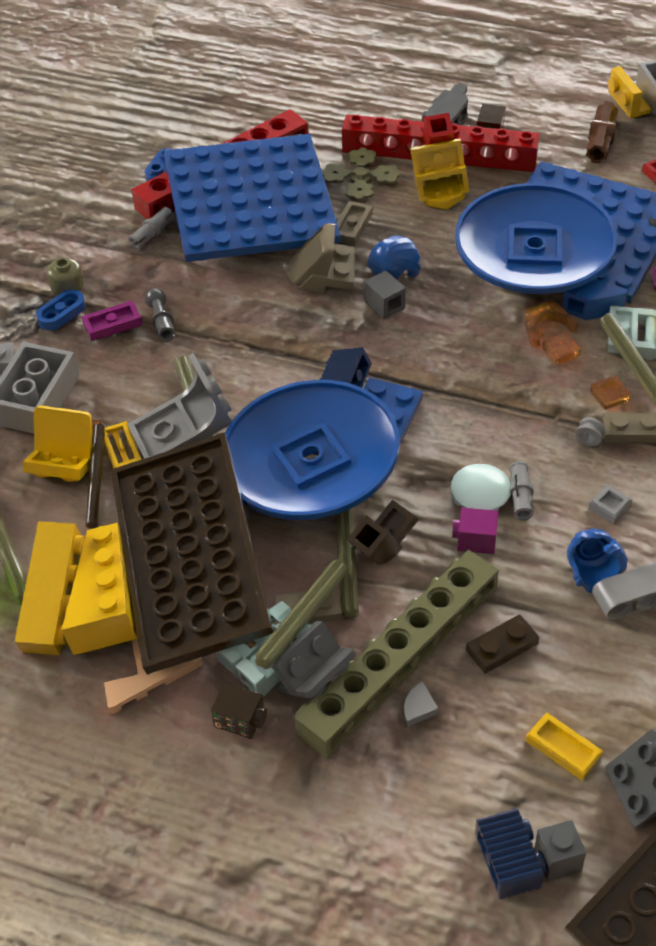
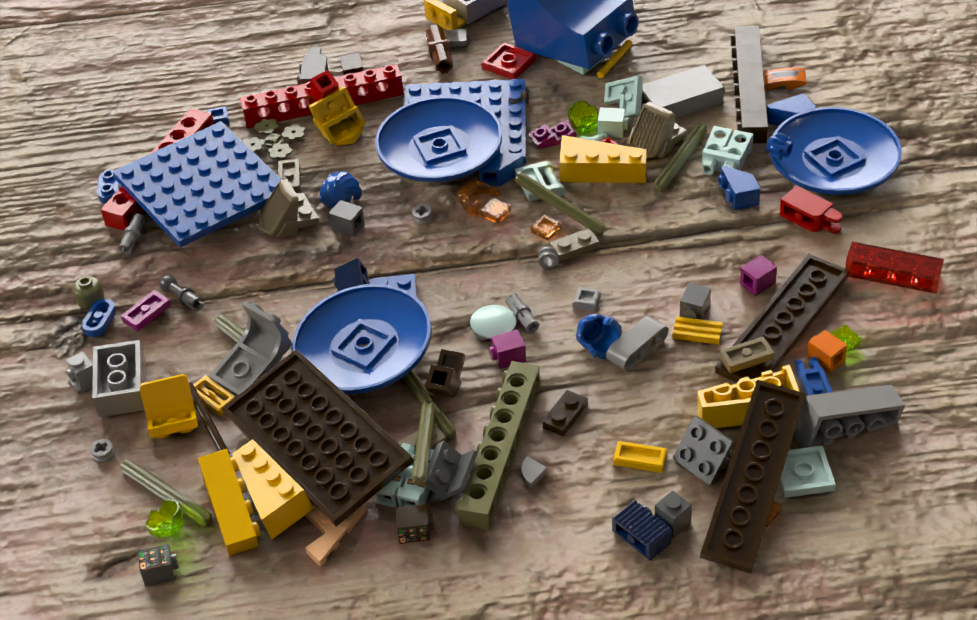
camera: 25 degrees left, 5 degrees down
(320, 128) = (219, 114): none -> blue tile
(469, 317) = (422, 219): none -> light grey bush
(631, 126) = (457, 37): none -> light grey tile

